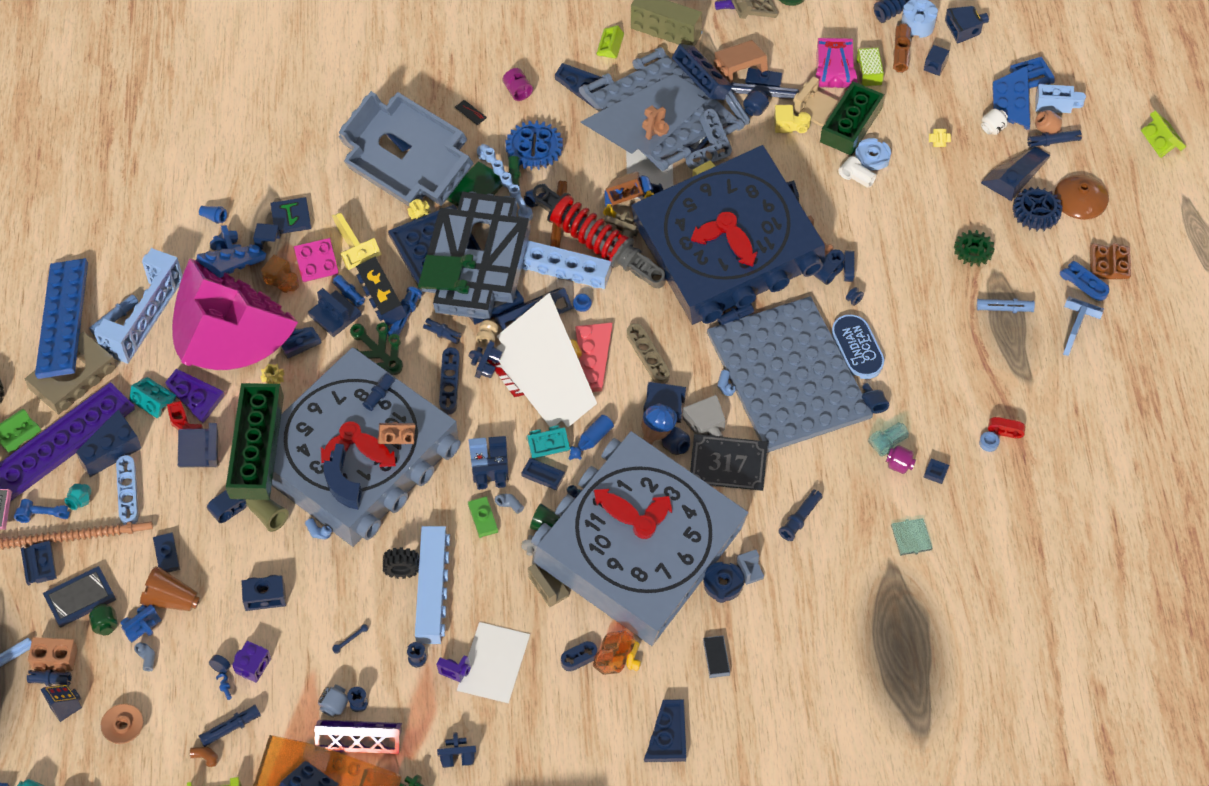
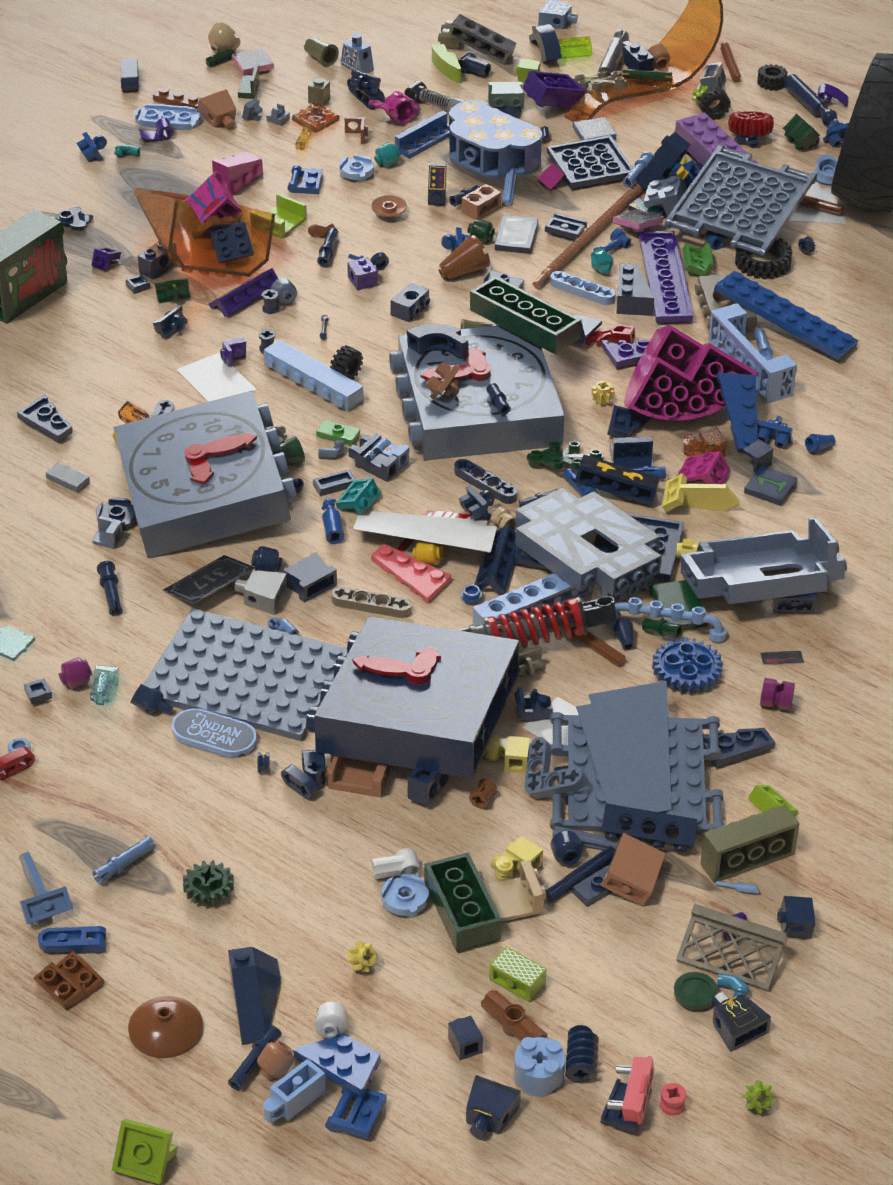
camera: 130 degrees right, 15 degrees down
(146, 654) = (436, 240): sand blue arm -> none
(150, 396) = (647, 327): teal bracket -> none
(445, 273) = (581, 502): dark green flag -> none
(625, 189) = (555, 679): dark orange torso -> none
(655, 122) = (602, 716): nougat hips -> none
(658, 422) = (289, 546): blue piece -> none
(835, 63) = (551, 943): dark pink piece -> none
(1037, 209) = (205, 972): dark blue gear -> none

